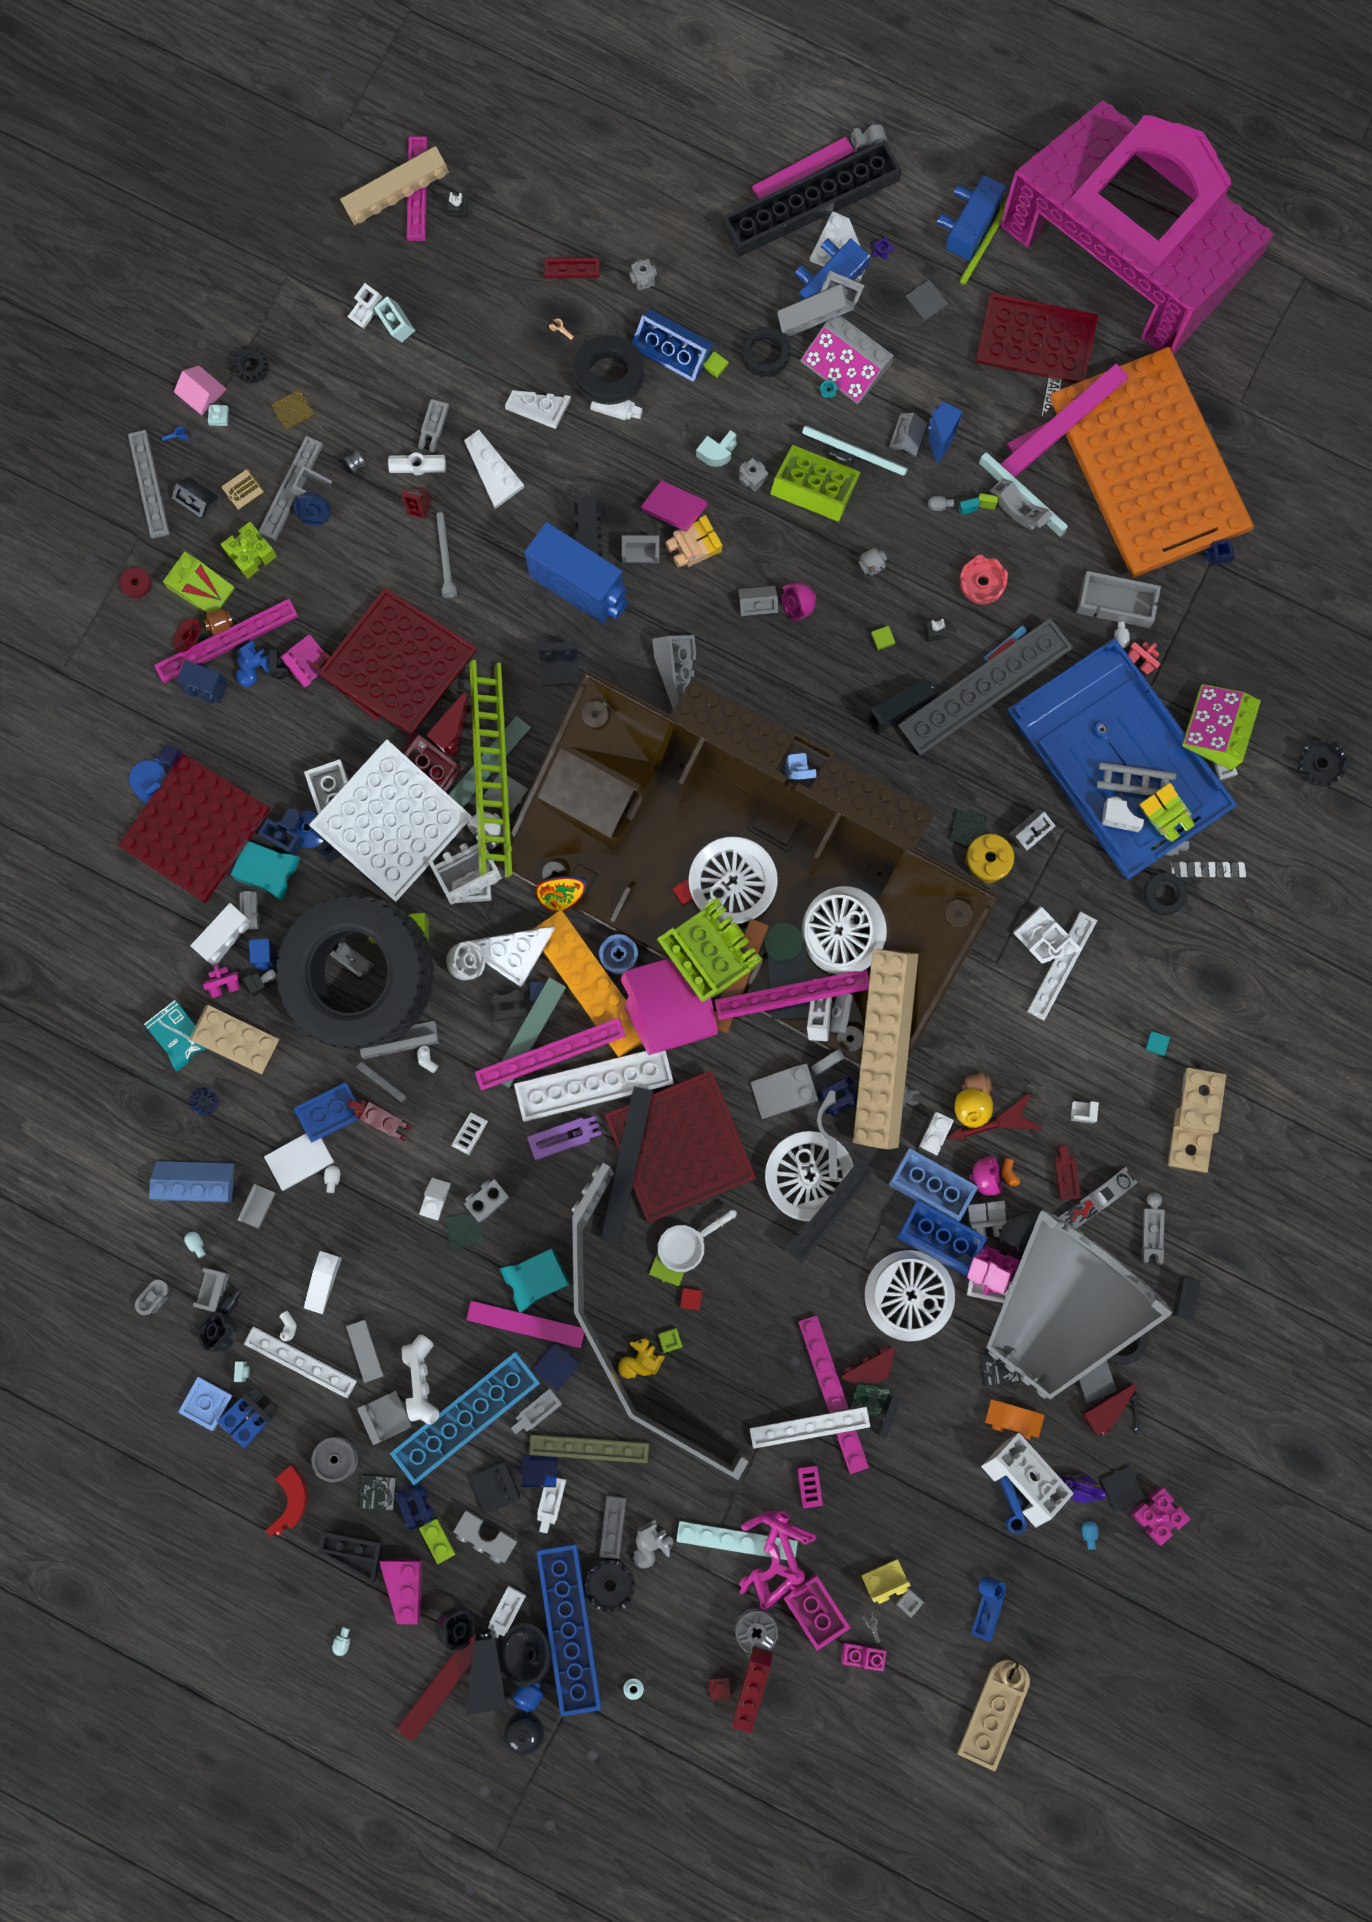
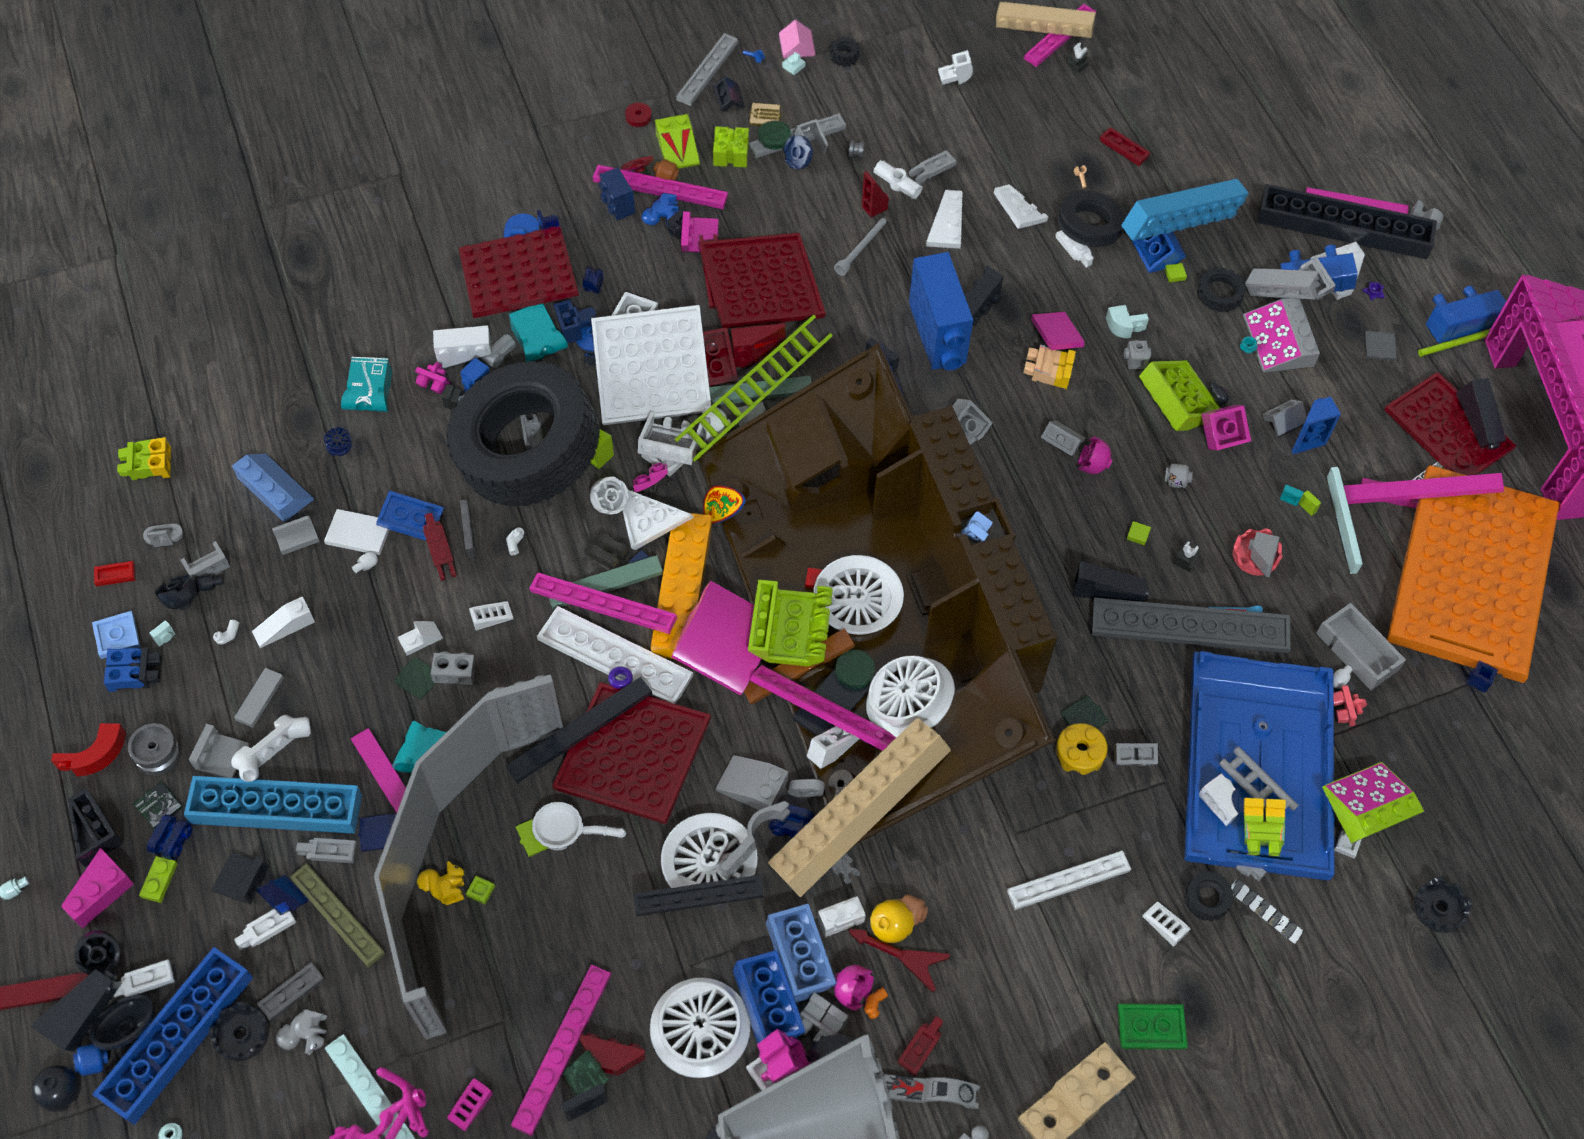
camera: 40 degrees right, 20 degrees down
(68, 1252) = (145, 459): none -> hips
(147, 1359) = (114, 573): none -> red tile
(194, 1243) = (229, 525): light aqua cylinder -> none
(233, 1039) = (398, 414): tan brick -> none
(262, 780) = (593, 280): none -> clear blue wheel
(274, 506) = (774, 134): none -> clear green tile
(292, 410) = (846, 95): clear yellow piece -> none
(300, 1362) = (209, 666): white tile -> none
(394, 319) = (968, 89): light aqua brick -> none
(415, 1037) = (511, 515): light grey panel -> none
(469, 1530) = (188, 890): light grey arch -> none
(484, 910) = (656, 473): none -> dark pink slope
(557, 1140) = (537, 664): medium lavender hinge -> none
(610, 948) = (725, 574): medium blue brick -> none
(617, 1107) = (620, 670): none -> dark purple piece
(640, 549) = (1006, 341): light grey panel -> none
(643, 274) = (1173, 181): light grey brick -> none
(685, 304) = (1184, 209): none -> dark azure brick
(691, 1299) = (527, 873): red tile -> none
(810, 1427) = (517, 1054): white plate -> none
(841, 1013) = (851, 756): light grey plate -> none
(852, 449) = (1231, 393): light aqua tile -> none
(876, 488) = (1226, 427): none -> dark pink brick
(939, 503) = (1269, 478): light grey cylinder -> none
(992, 579) = (1264, 551): none -> light grey slope
(1018, 506) = (1332, 523): light grey arch -> none
(1045, 937) = (1074, 844): white slope -> none
(1056, 309) = (1482, 413): none -> black slope
(1084, 1112) = (983, 1009): white panel -> none
(1157, 1043) = (1097, 1009): teal tile -> none
(1160, 933) = (1166, 933): none -> white slope
(1201, 1023) = (1152, 1026): none -> green tile

